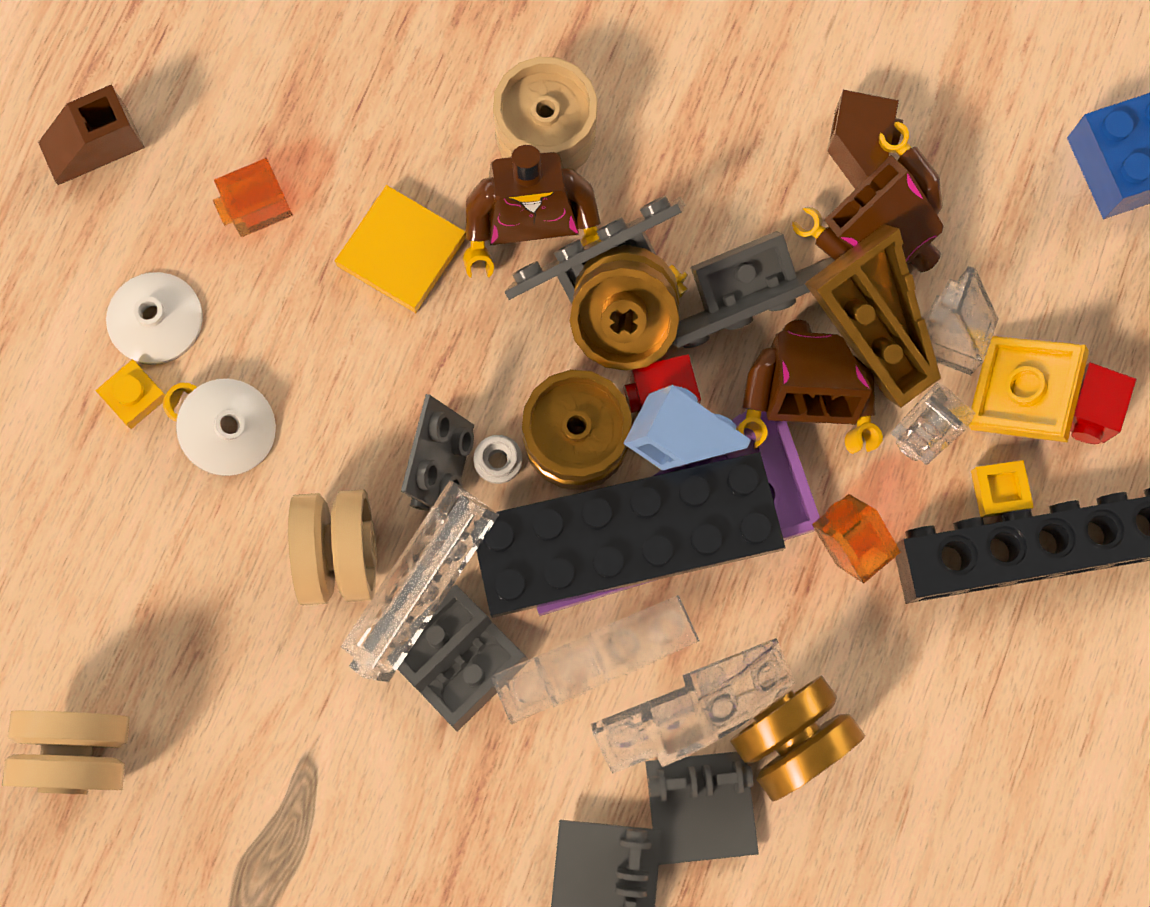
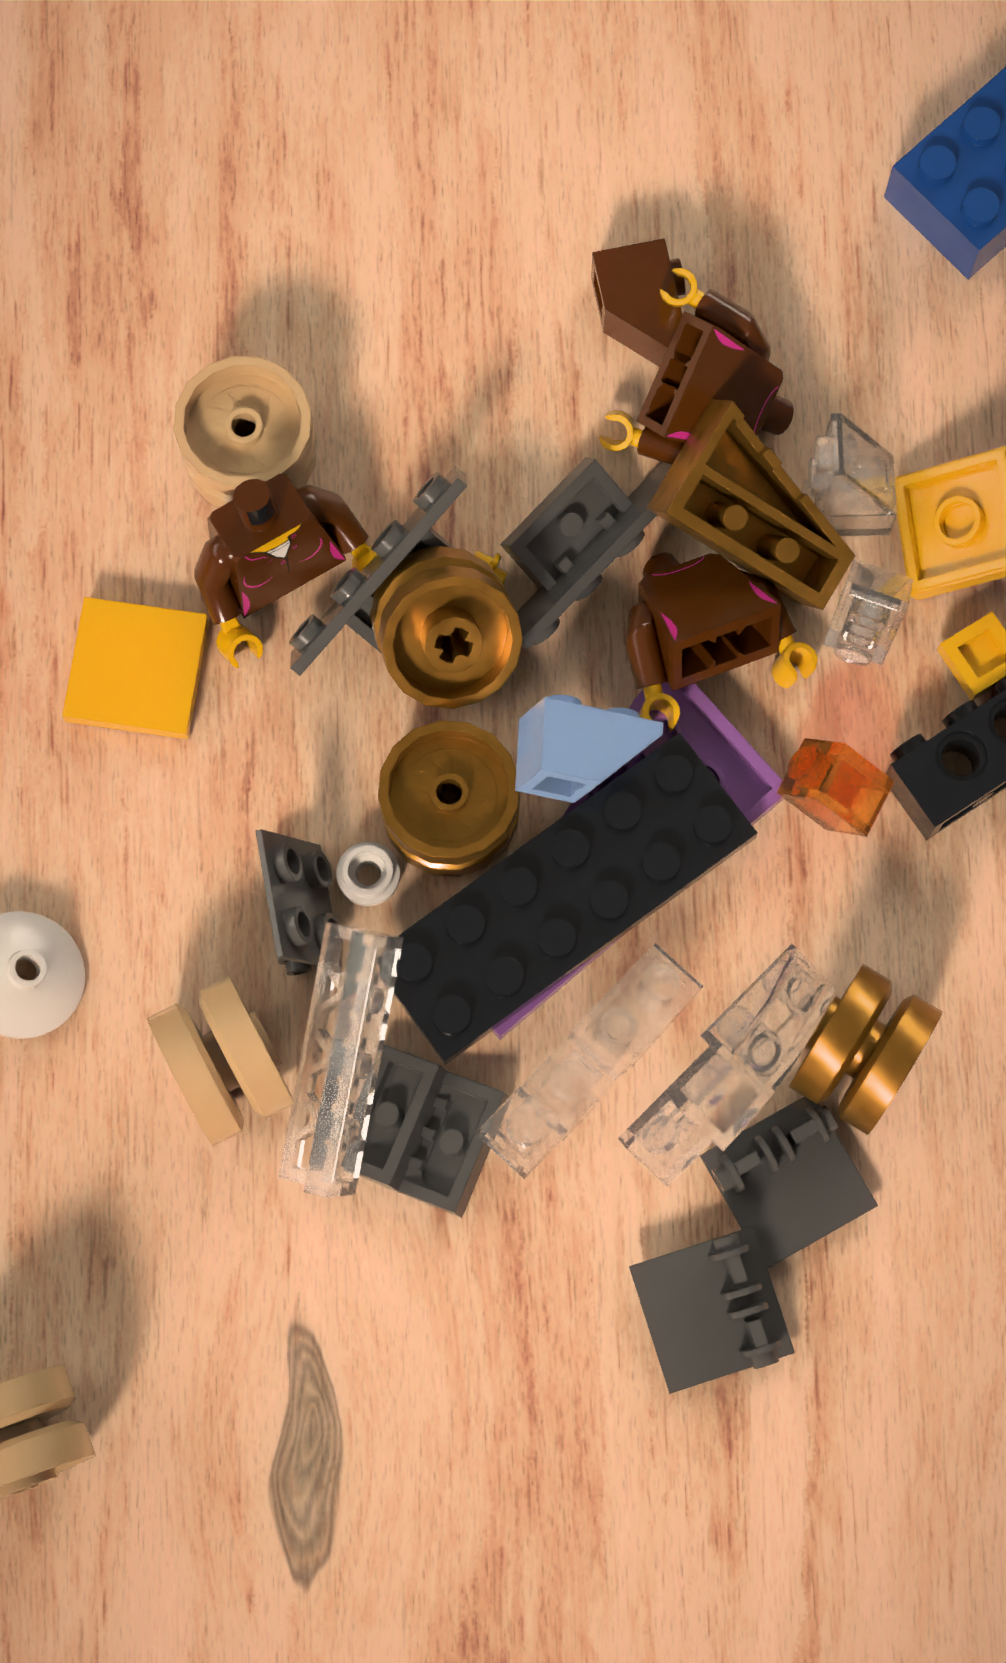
camera: 20 degrees left, 0 degrees up
(658, 375) = (520, 693): red brick -> none

